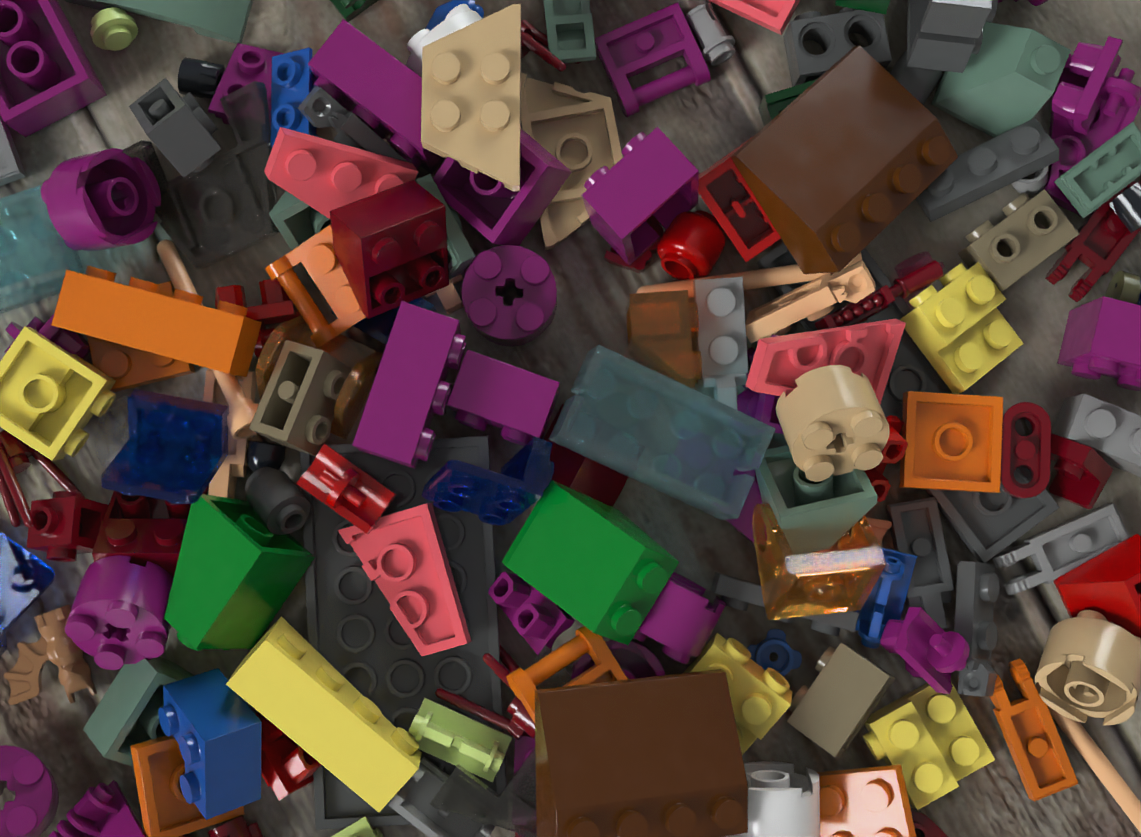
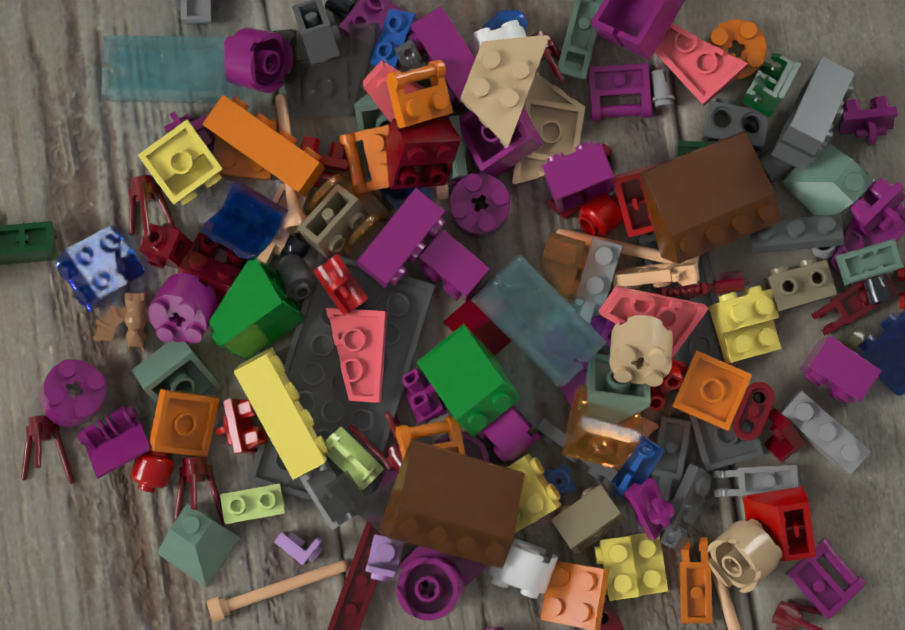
camera: 20 degrees right, 0 degrees up
(216, 740) = (214, 404): blue brick -> none
(364, 173) = (423, 103): none -> orange plate
(493, 495) = (424, 319): clear blue bracket -> none

